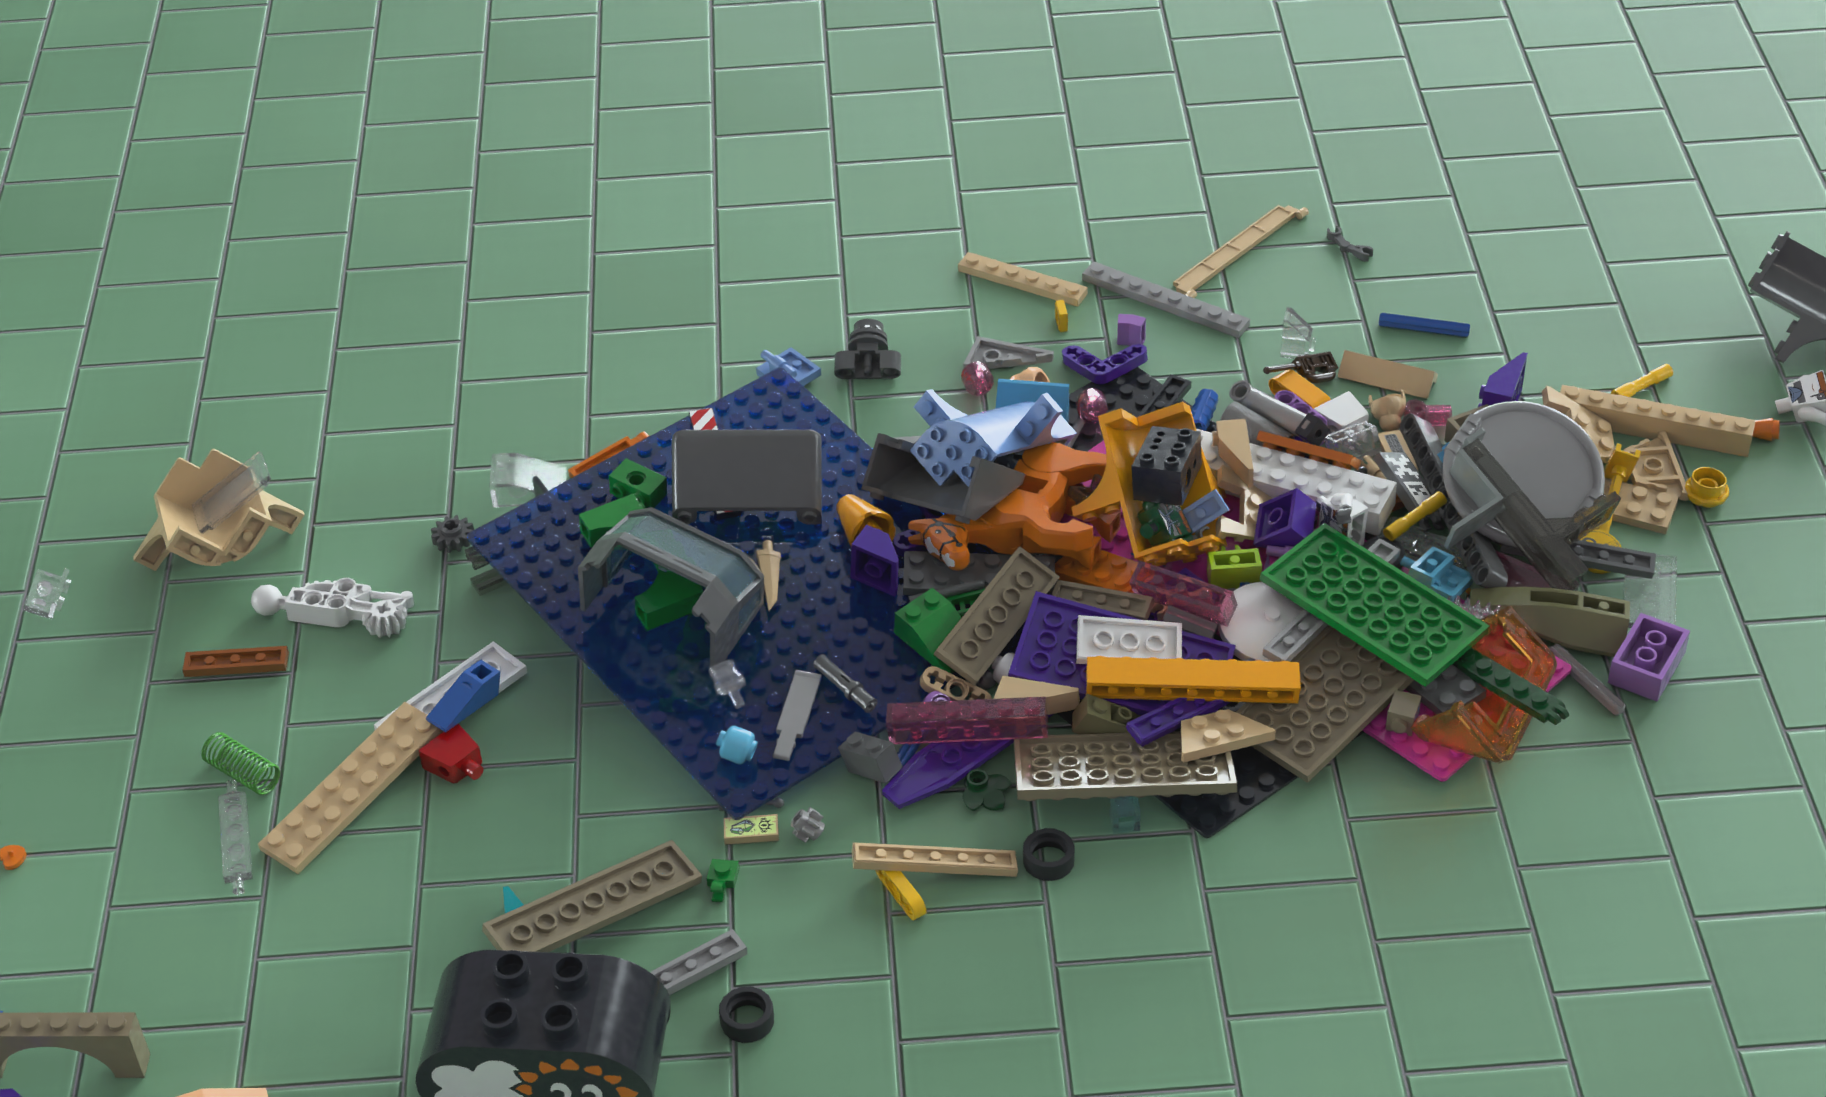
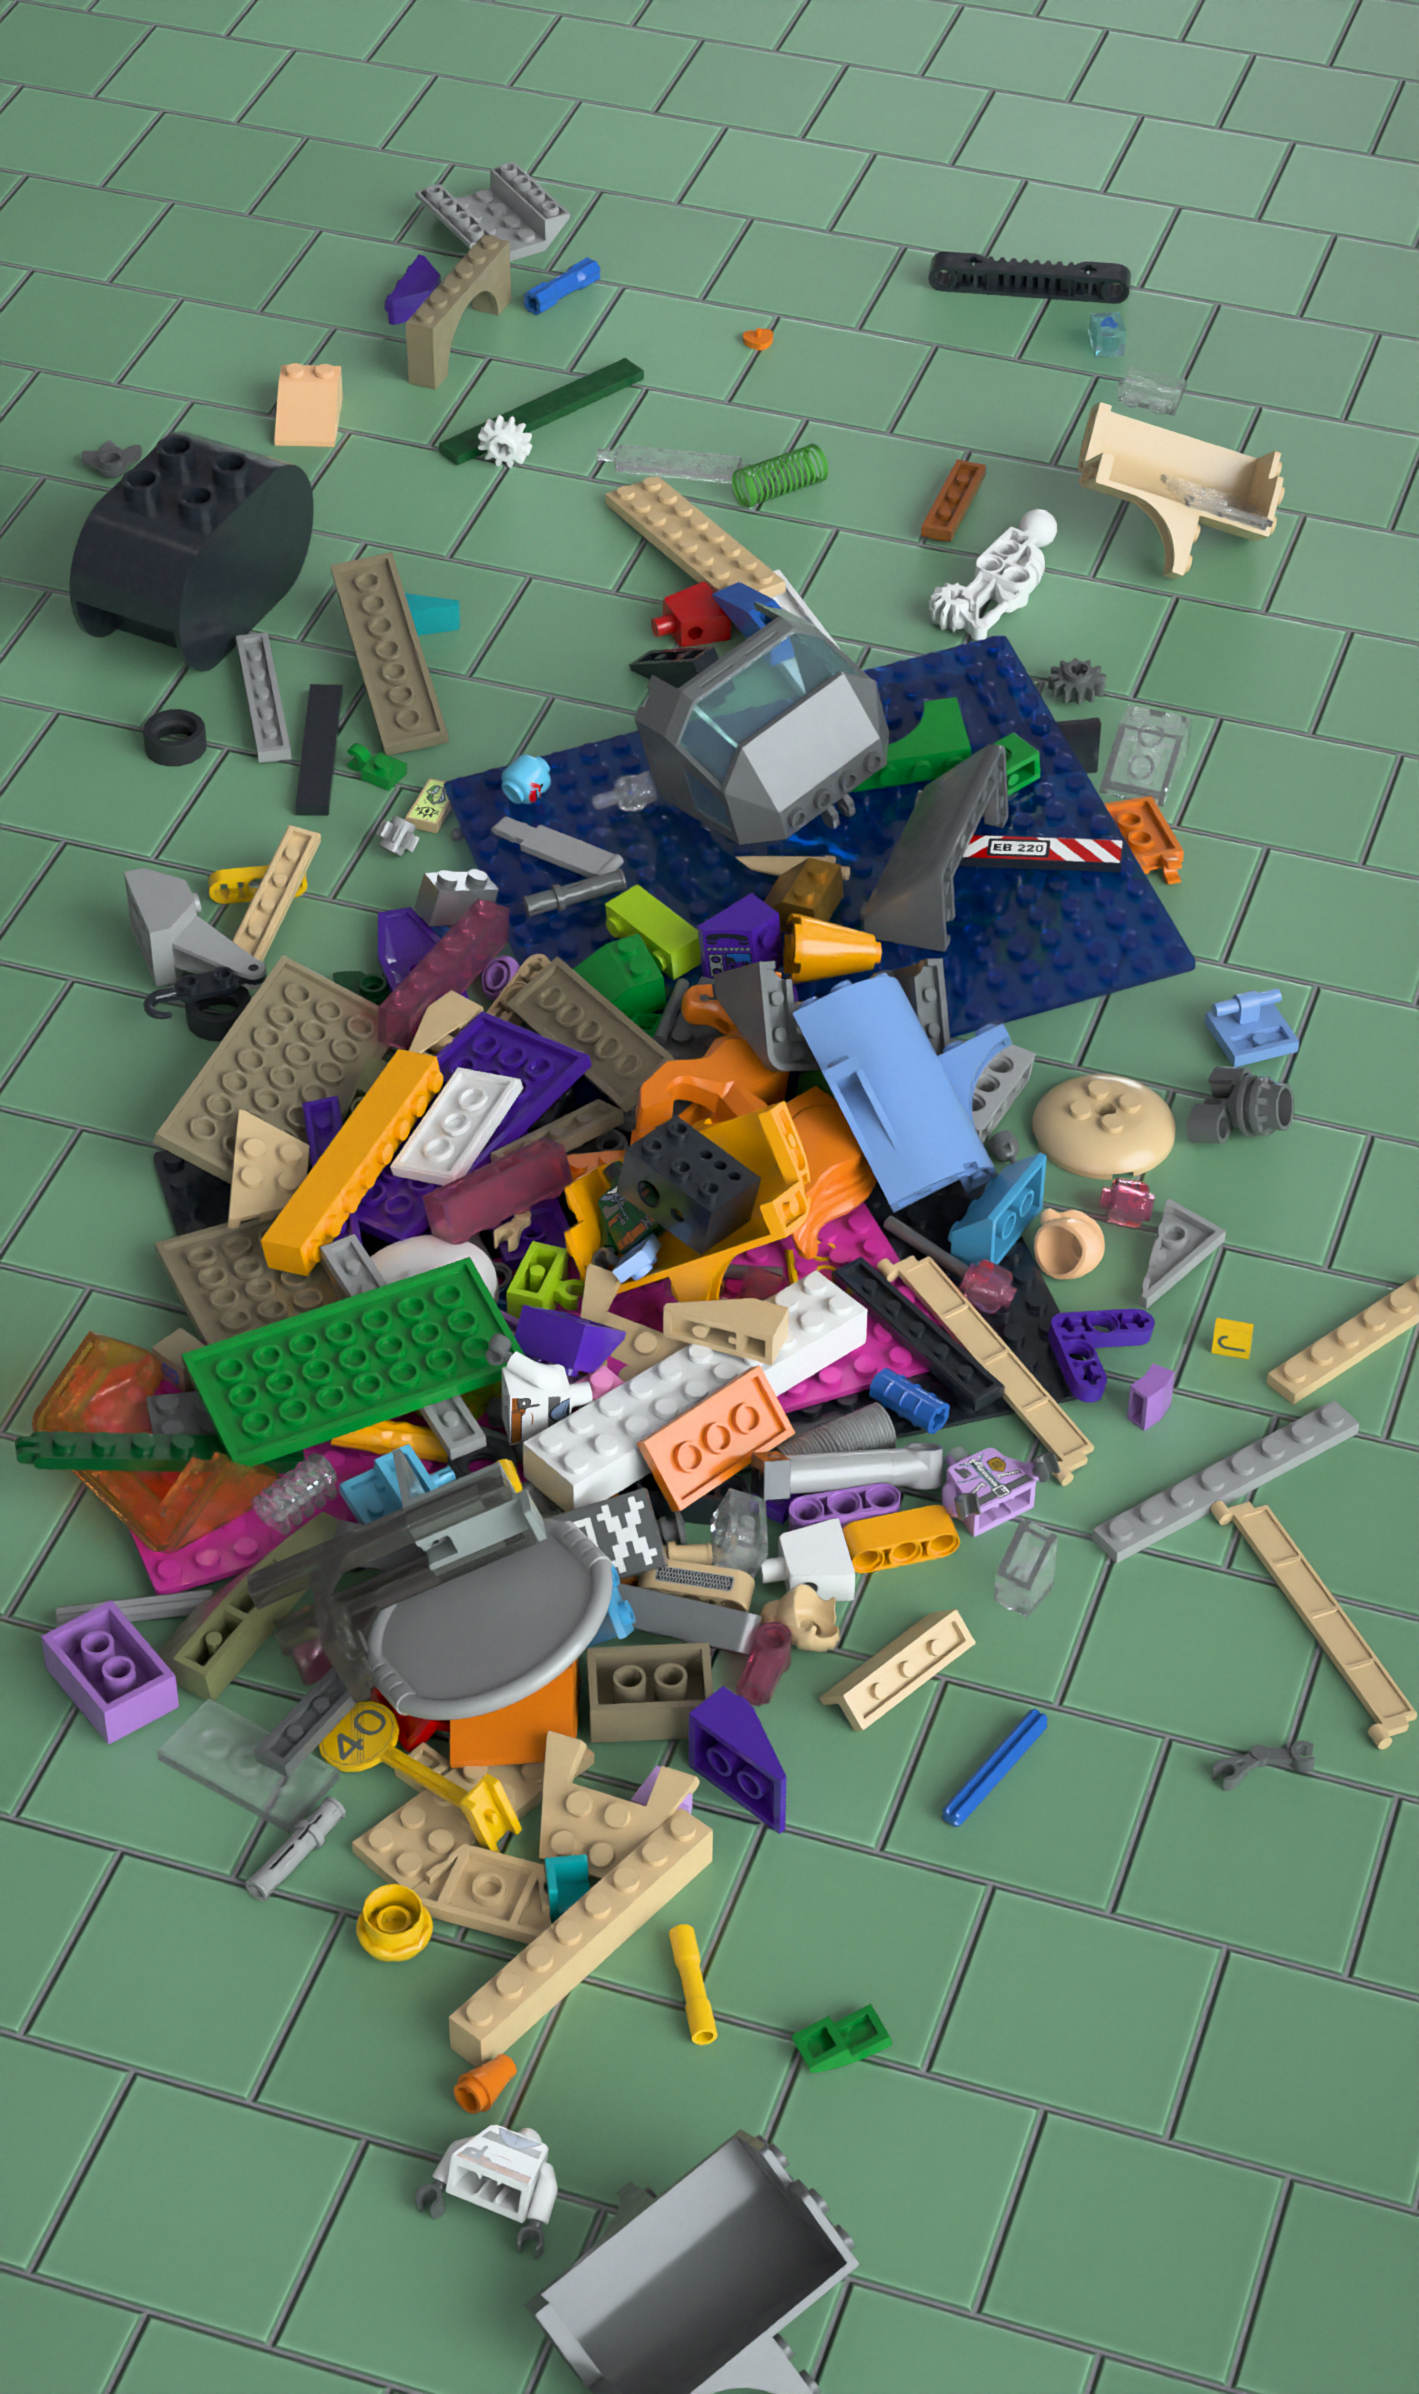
camera: 110 degrees right, 0 degrees up
(173, 959) = (550, 406): none -> dark green tile
(251, 946) = (505, 441): none -> white gear
(526, 740) = (675, 665): none -> black slope
(712, 923) = (319, 750): none -> black tile
(808, 555) = (807, 889): none -> pearl gold slope
(871, 623) = (666, 935): none -> lime brick
(892, 409) = (1103, 1126): none -> tan brick
(1005, 891) = (179, 941): none -> light grey slope
(1145, 389) = (977, 1337): none -> tan piece
(1236, 365) = (991, 1486): none -> torso
(1308, 365) = (954, 1561): dark brown piece -> none
(1624, 327) = (840, 2043): none -> green slope
(1627, 436) = (565, 1882): none -> teal panel
(1691, 547) = (307, 1836): none -> light grey pin

